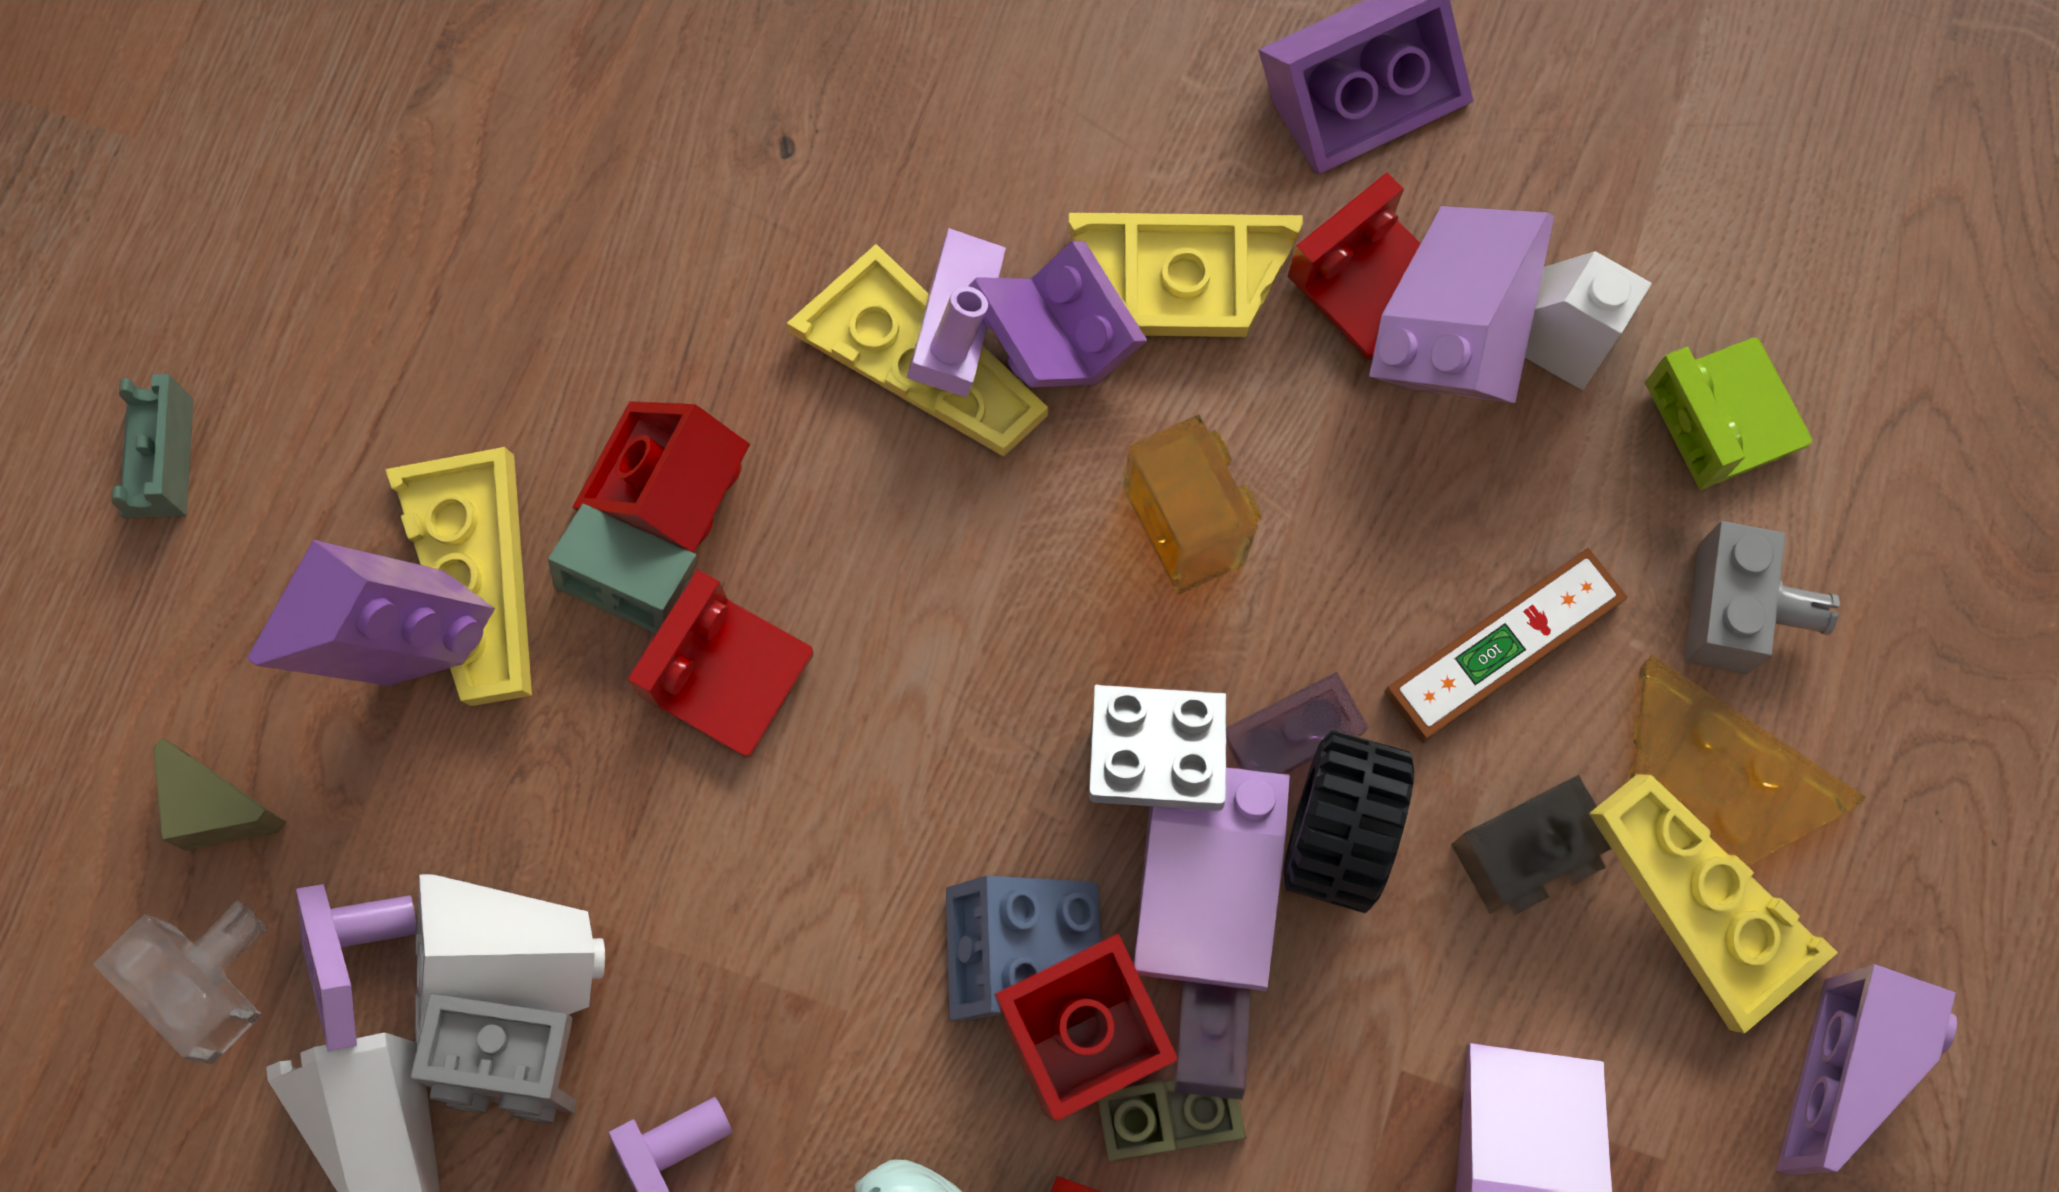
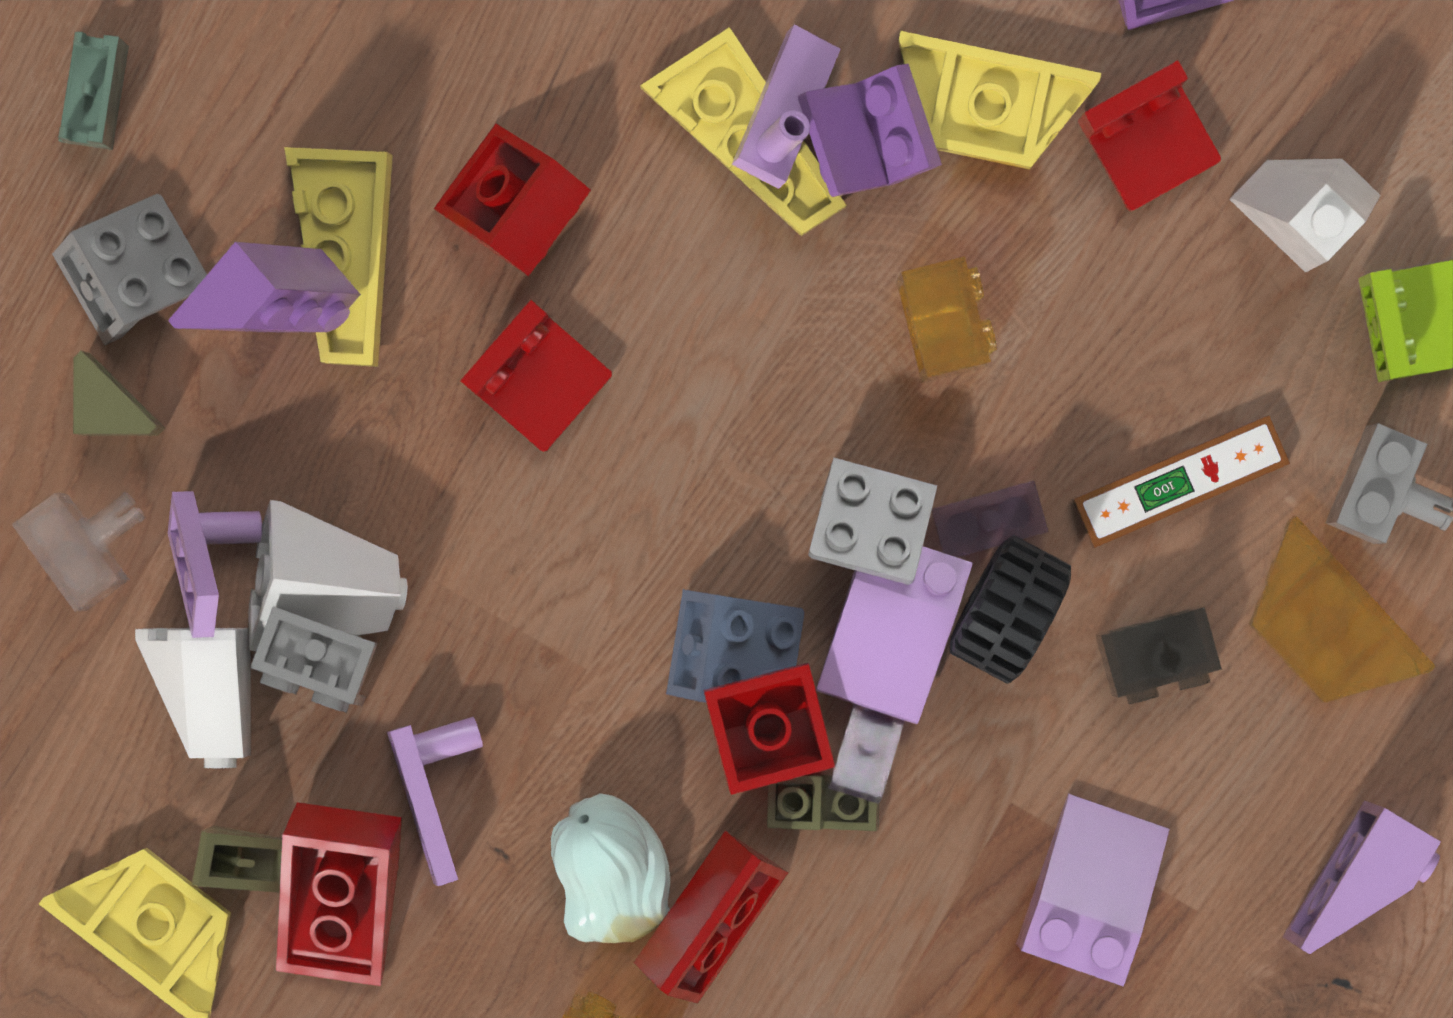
camera: 10 degrees right, 15 degrees up
(199, 635) = (129, 266): none -> light grey bracket
(620, 568) = (468, 276): sand green hinge -> none
(1465, 305) = (1213, 194): lavender slope -> none
(1720, 919) = (1283, 731): light yellow wing -> none

